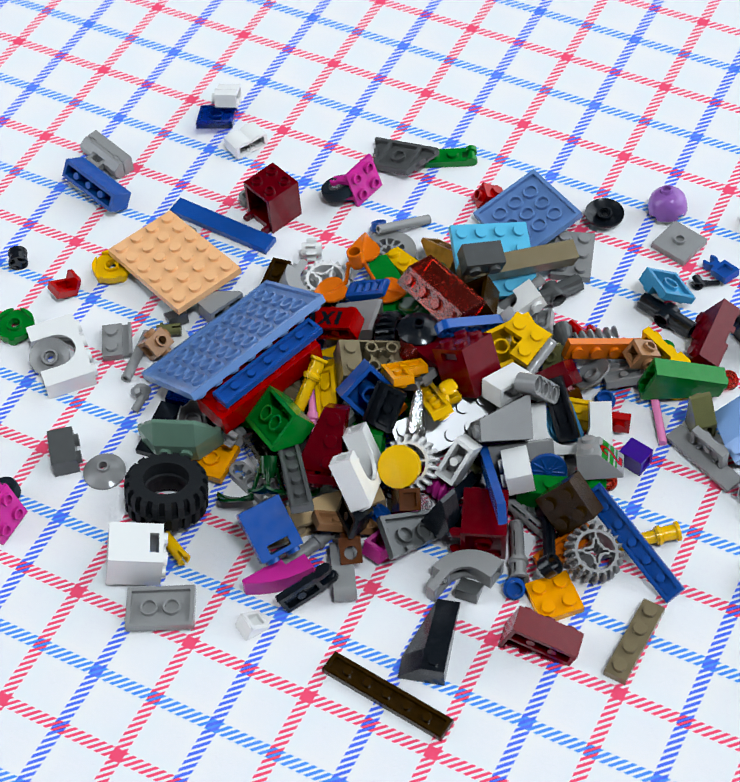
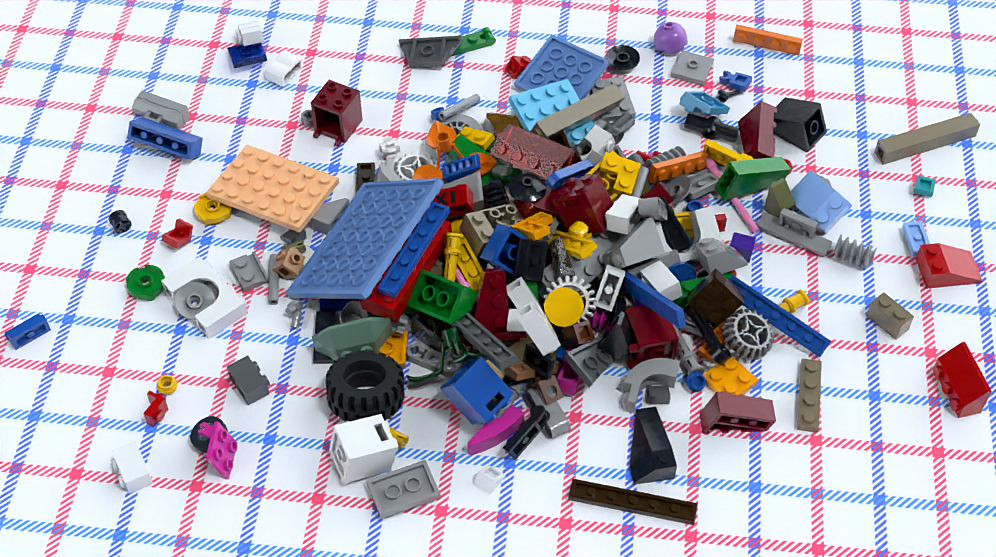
camera: 25 degrees left, 0 degrees up
(107, 477) = (294, 393): light grey dish -> none
(223, 226) = (298, 147): blue tile -> none
(355, 185) = (401, 85): dark pink plate -> none
(481, 258) = (553, 115): dark grey brick -> none
(640, 353) = (712, 163): medium nougat brick -> none

